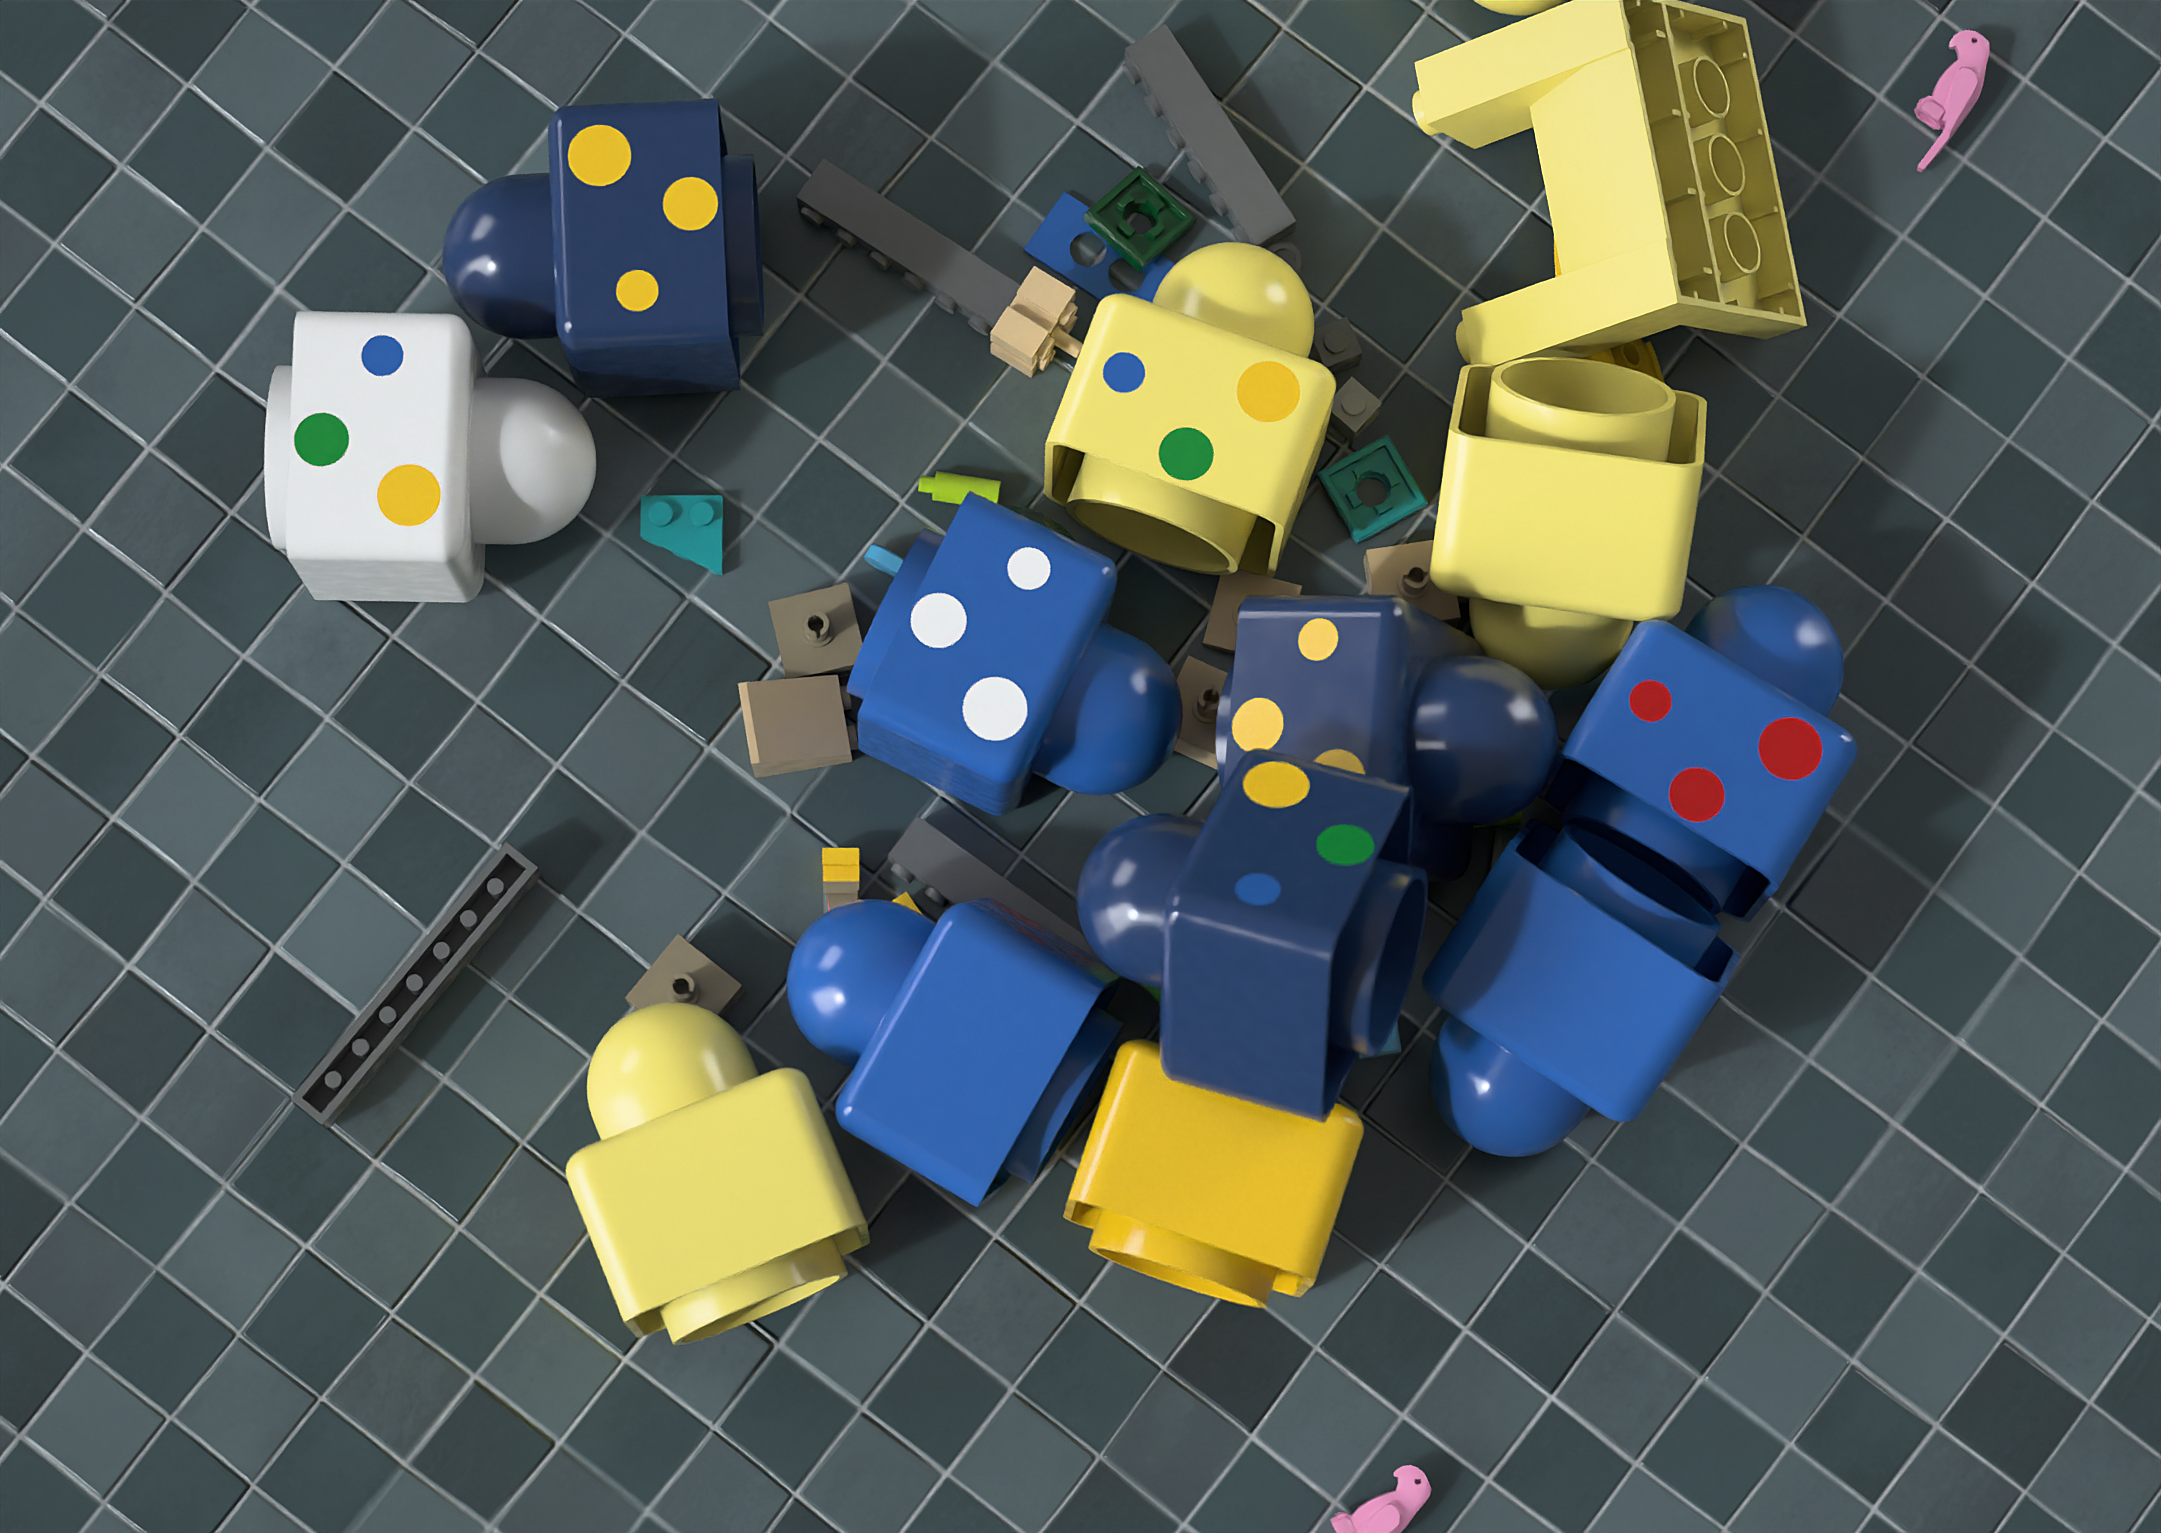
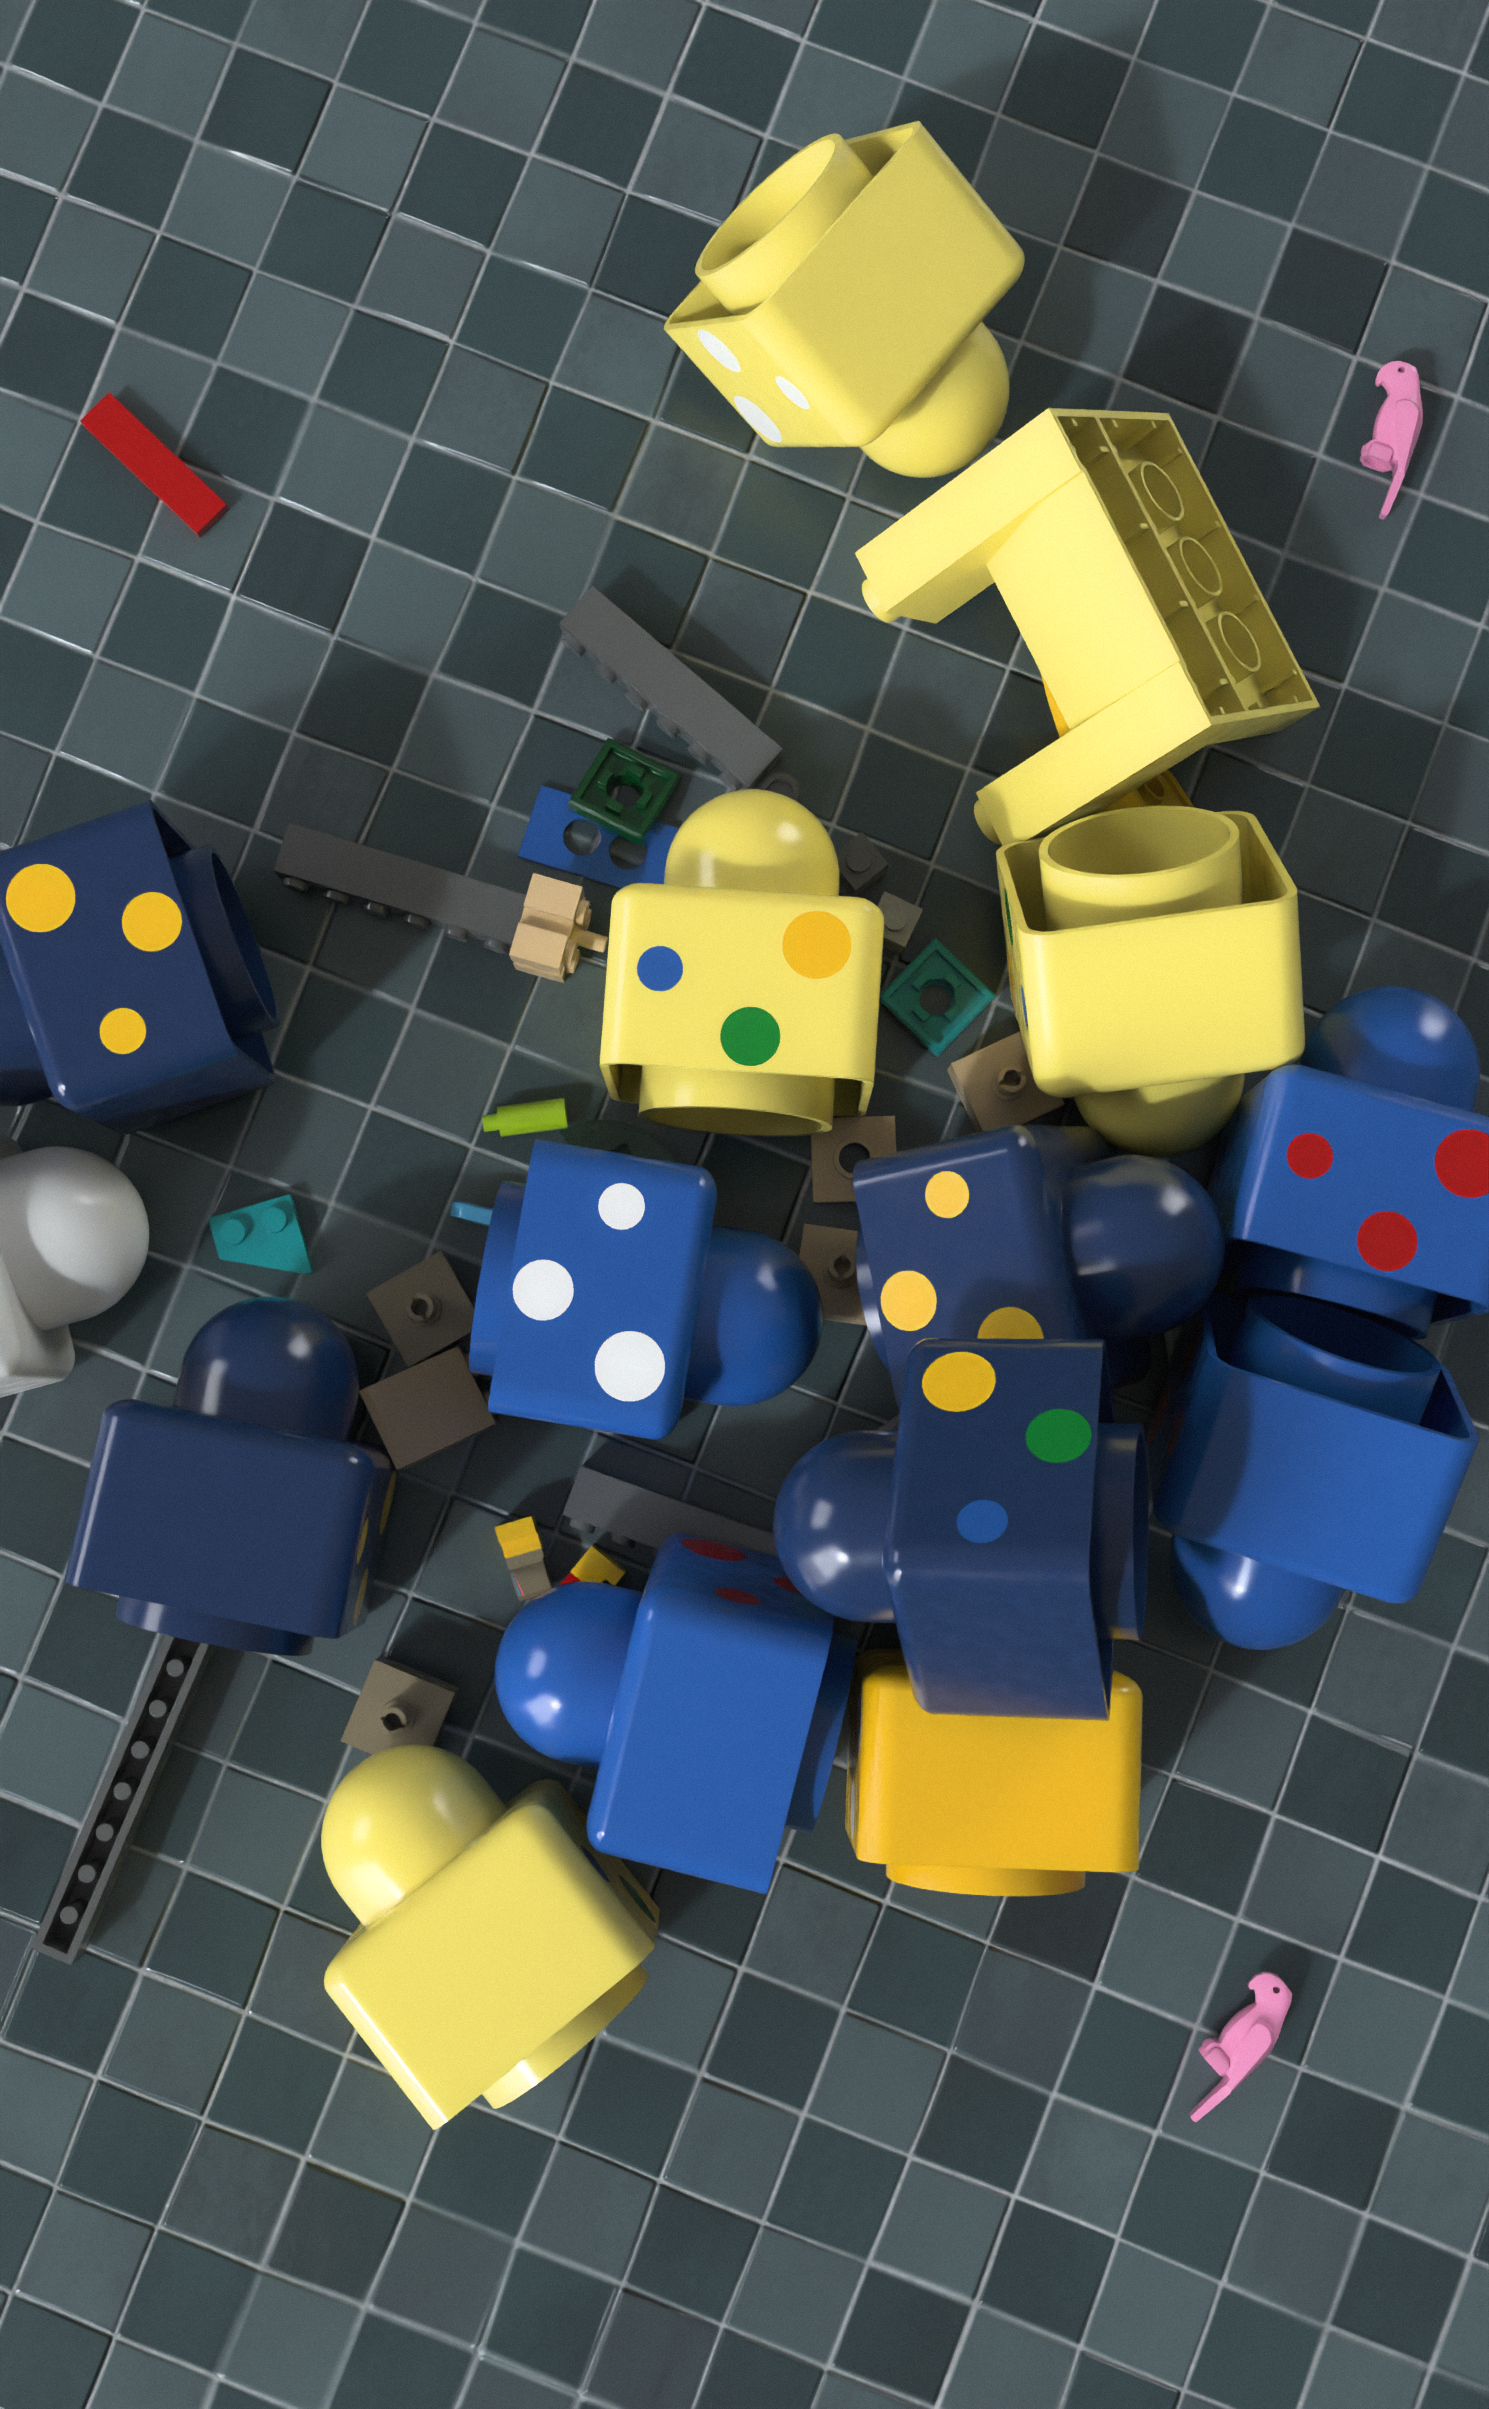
camera: 15 degrees left, 5 degrees up
(612, 736) = (243, 1498): none -> dark blue piece

